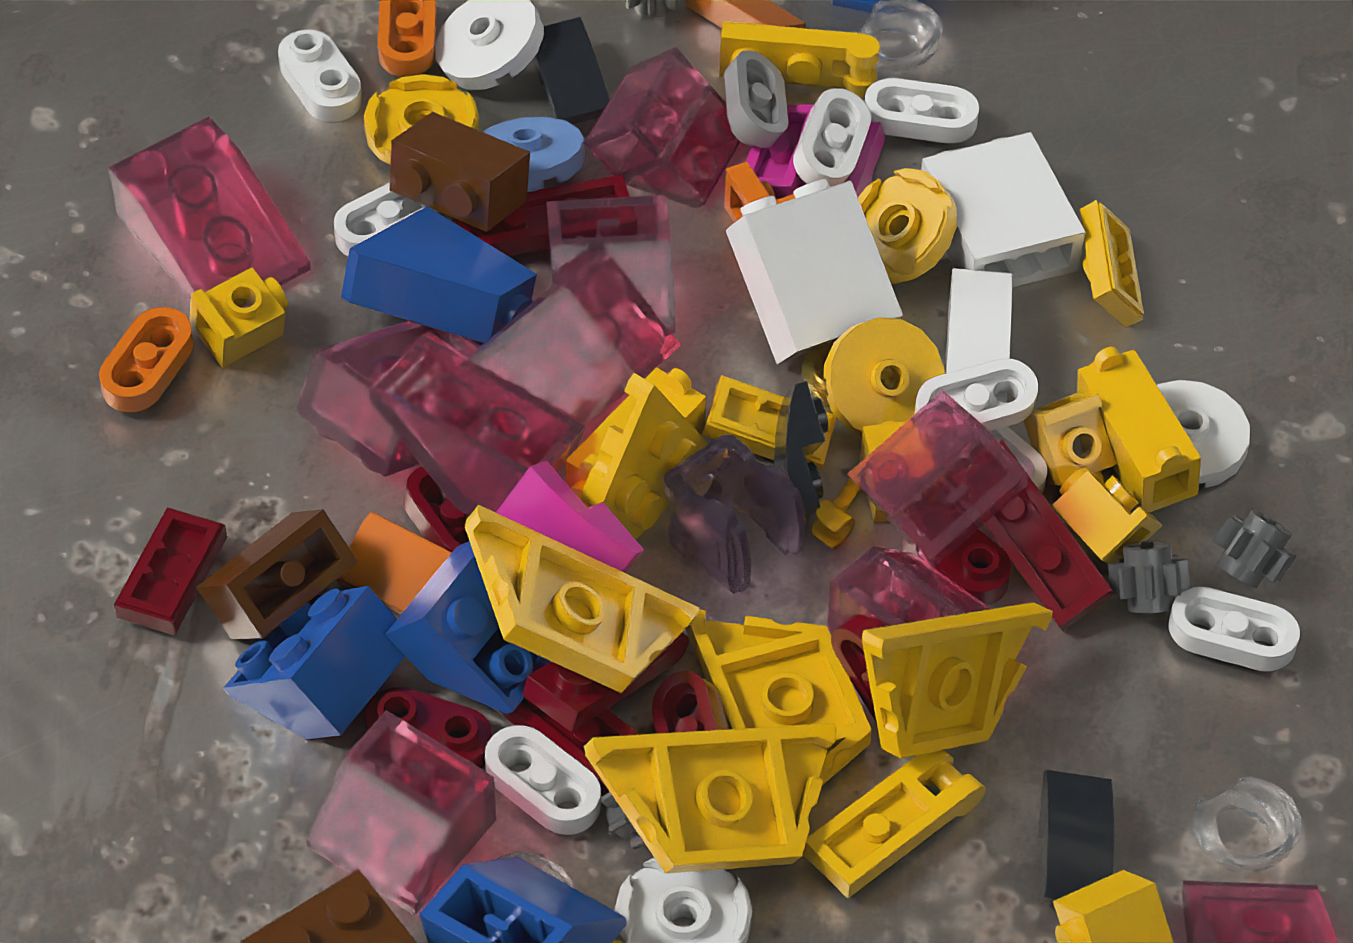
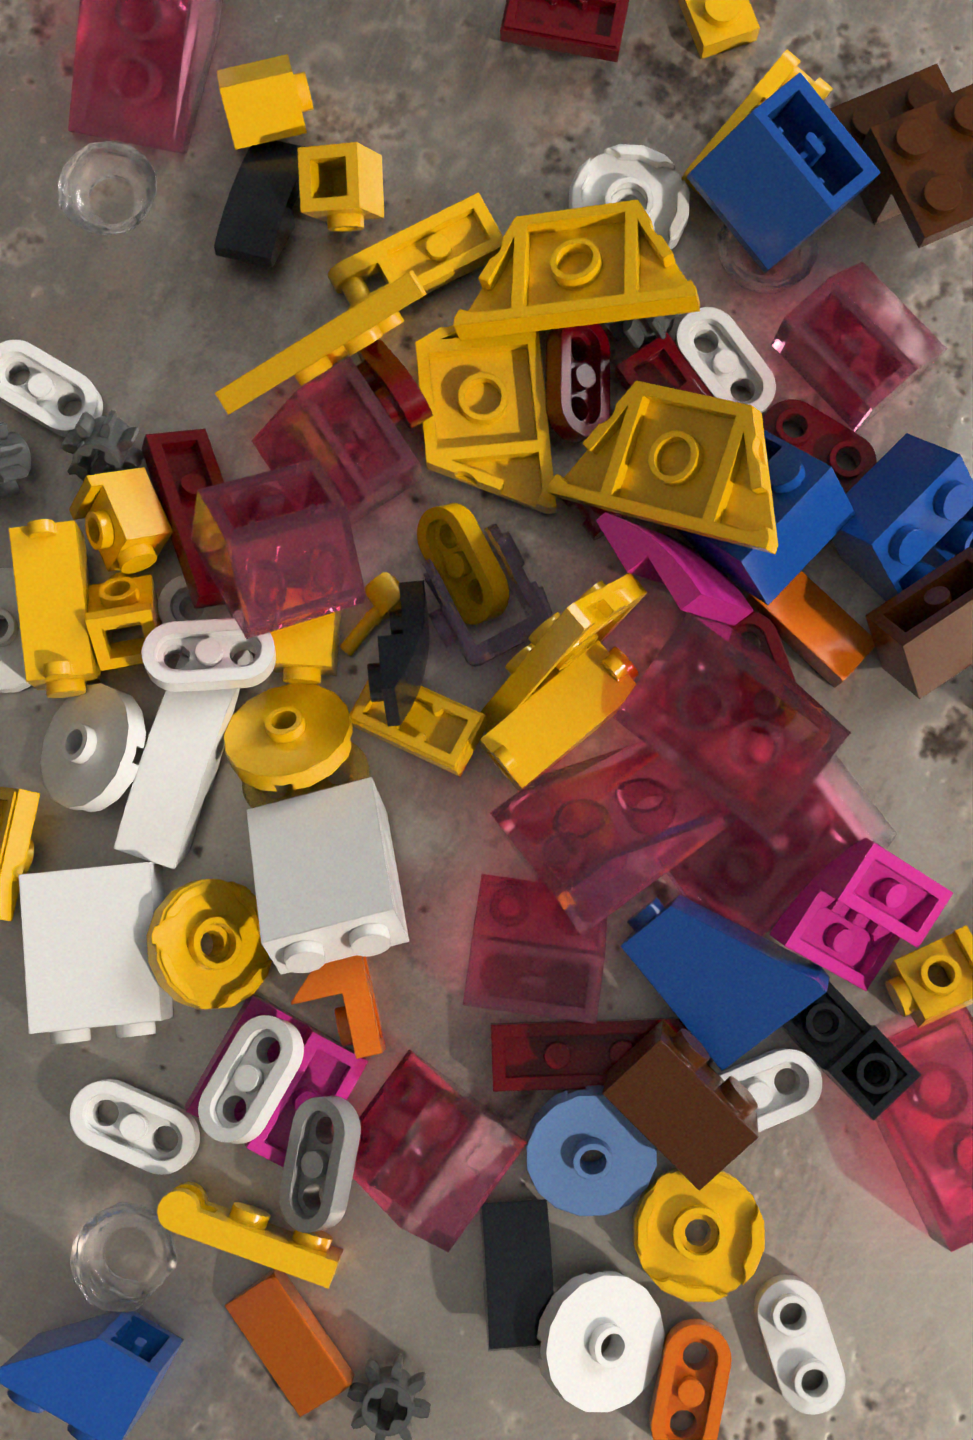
camera: 165 degrees left, 30 degrees up
(305, 254) = (852, 1052): none -> black slope
(324, 322) = (860, 911): none -> dark pink slope
(779, 569) = (464, 561): none -> yellow plate
(997, 851) = (341, 185): none -> yellow brick
(1055, 335) = (92, 748): none -> white plate

